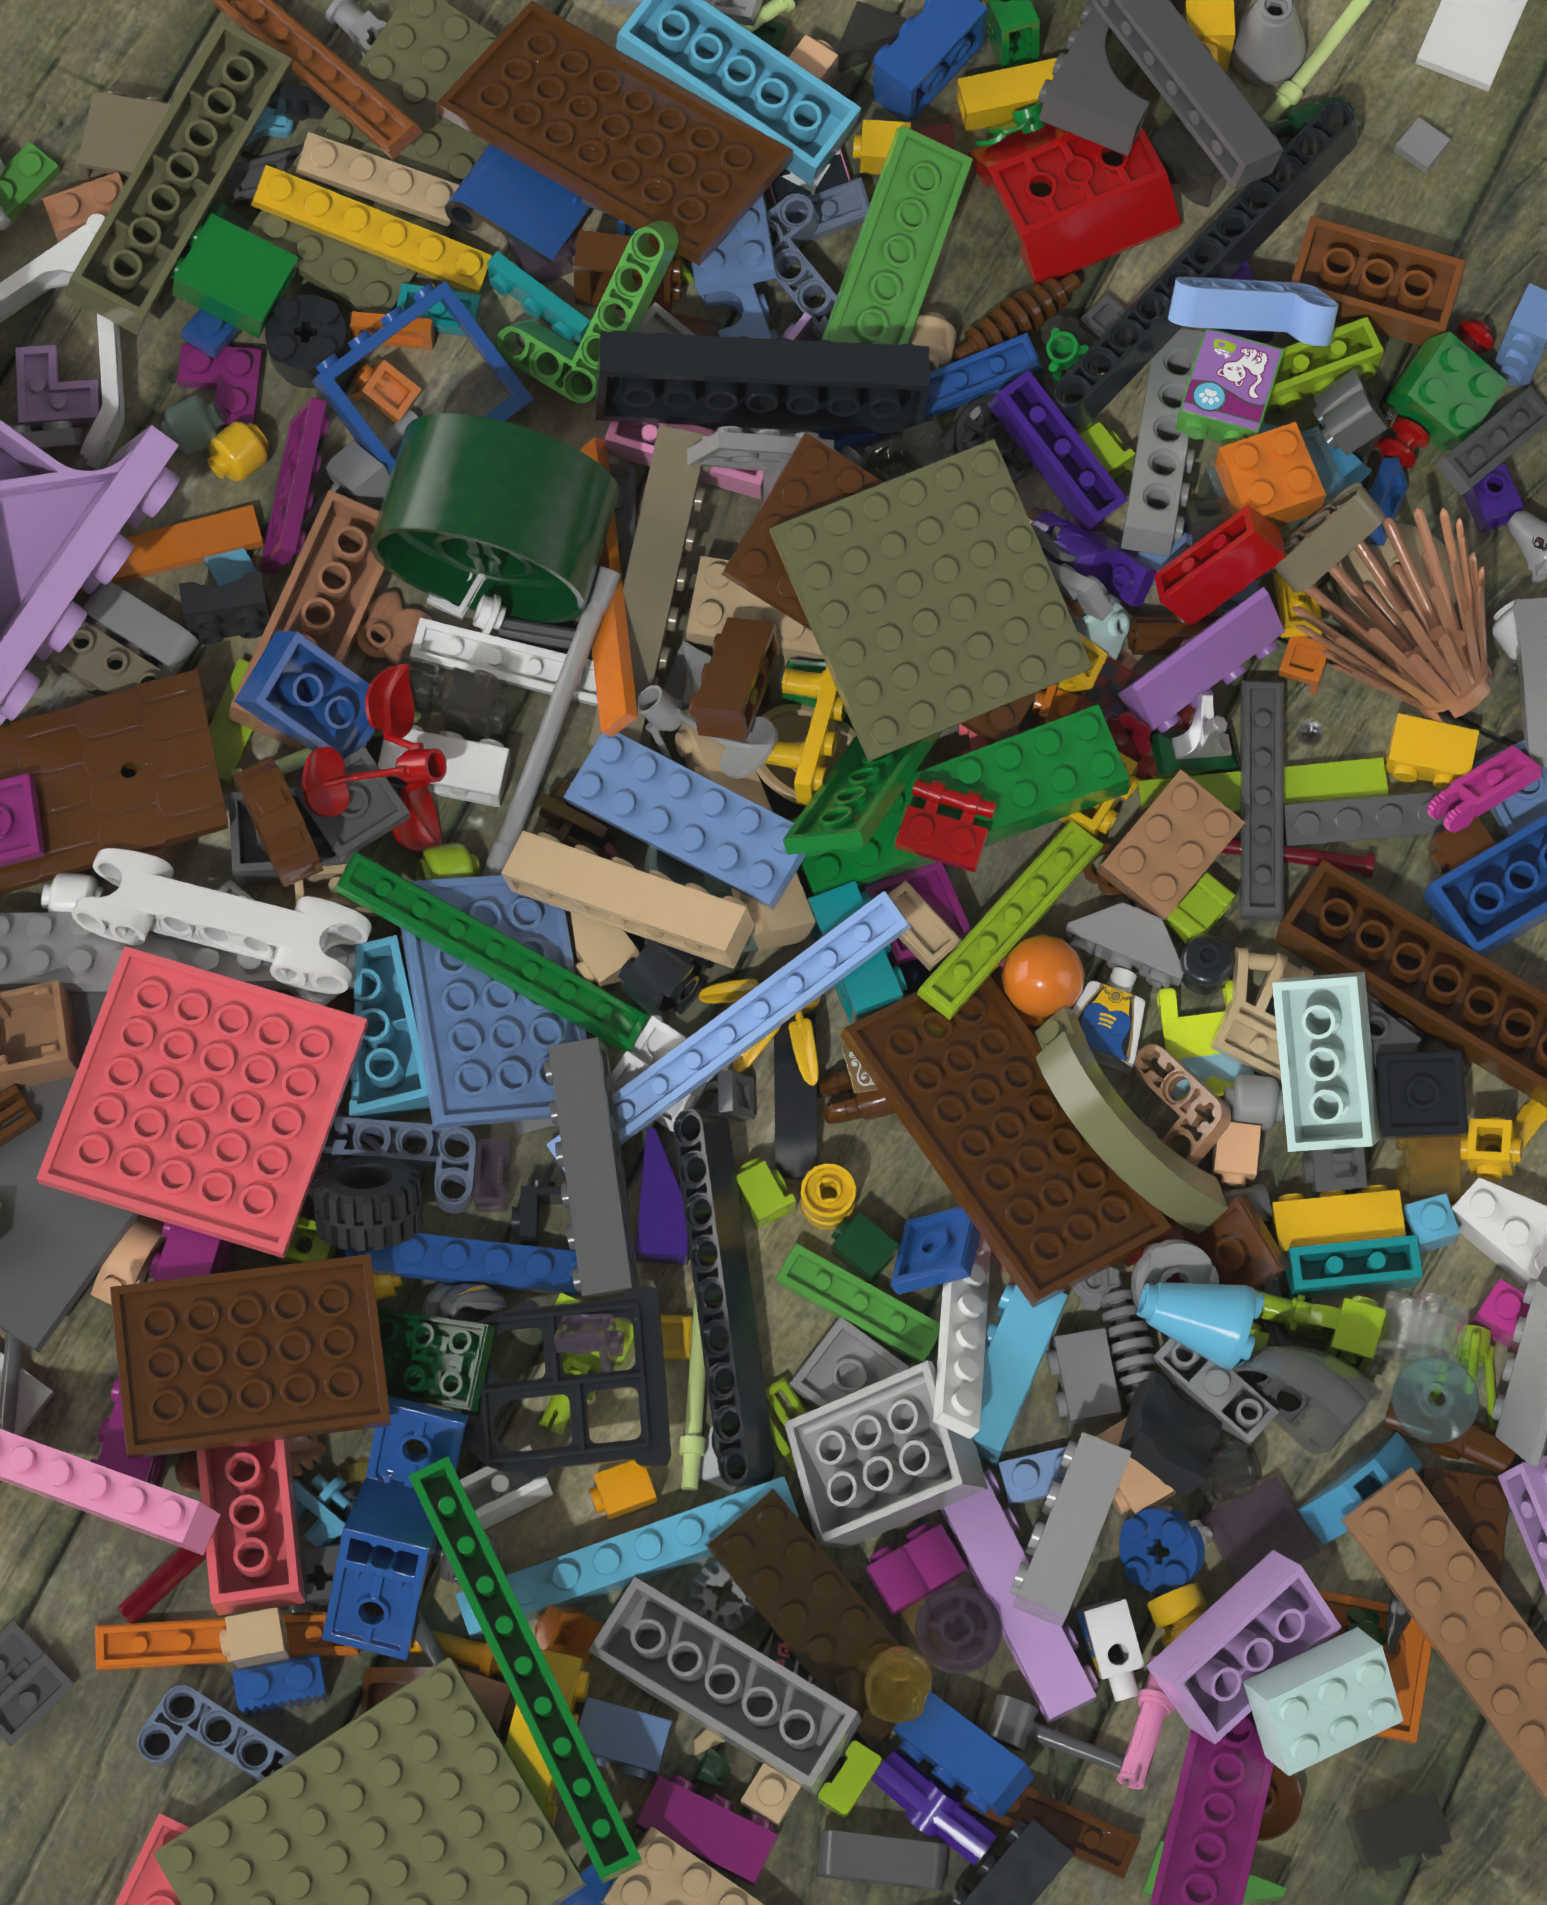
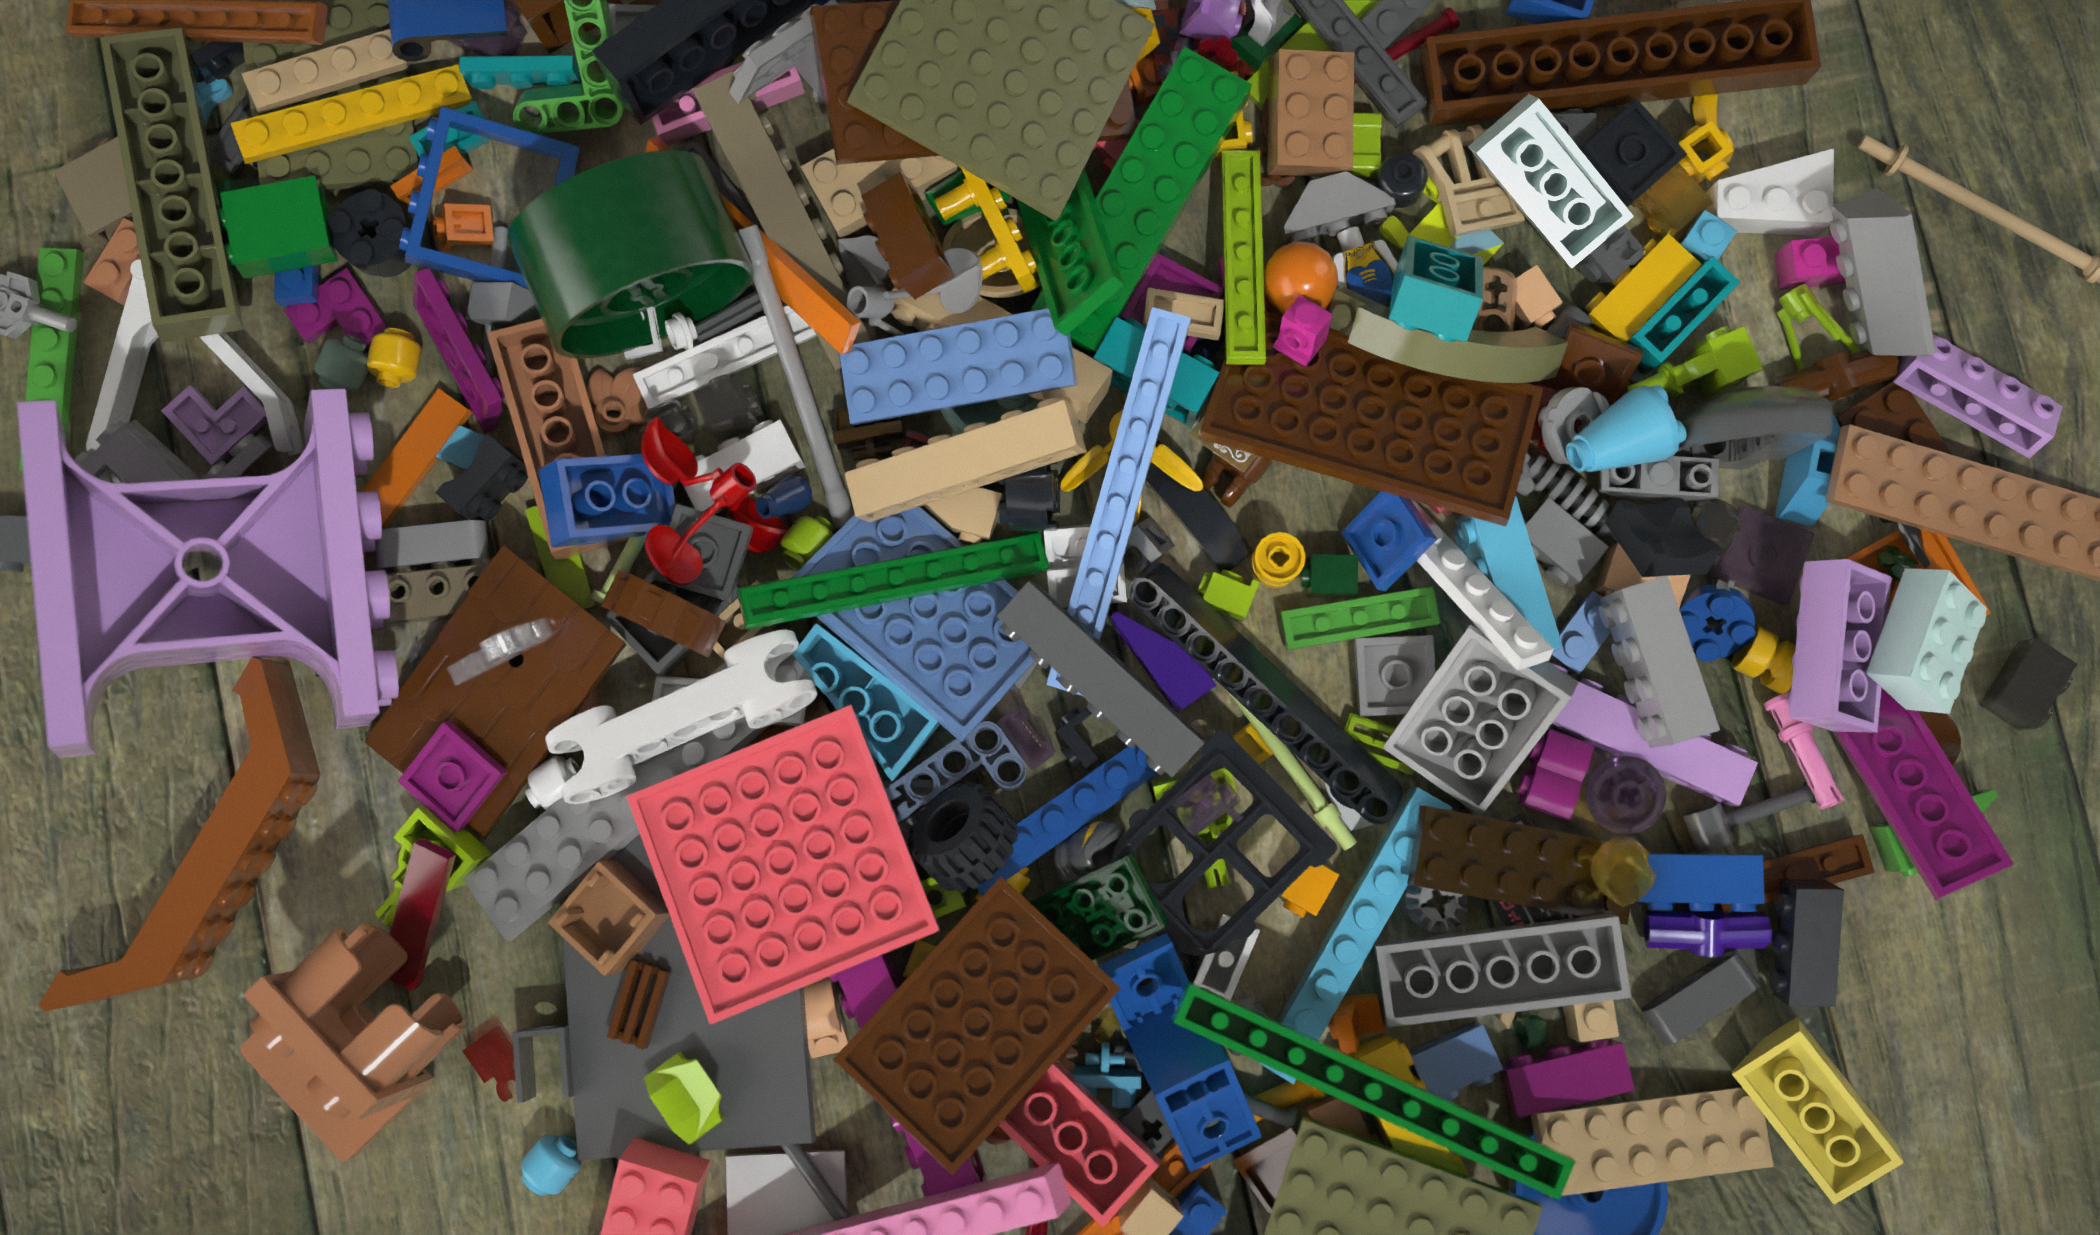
camera: 35 degrees left, 10 degrees up
(125, 747) = (500, 649): none -> clear beam
(459, 816) = (786, 497): none -> dark blue cone
(851, 1780) = (1638, 959): lime piece -> none
(942, 837) = (1155, 234): red plate -> none
(1004, 1017) = (1303, 330): none -> dark pink brick
(1101, 1628) = (1742, 717): white torso -> none
(1140, 1066) = (1436, 289): none -> teal brick
(1255, 1101) = (1515, 249): light grey head -> none
(1421, 1328) = (1772, 319): clear brick -> none
(1424, 1418) = (1838, 365): clear light blue dish -> none

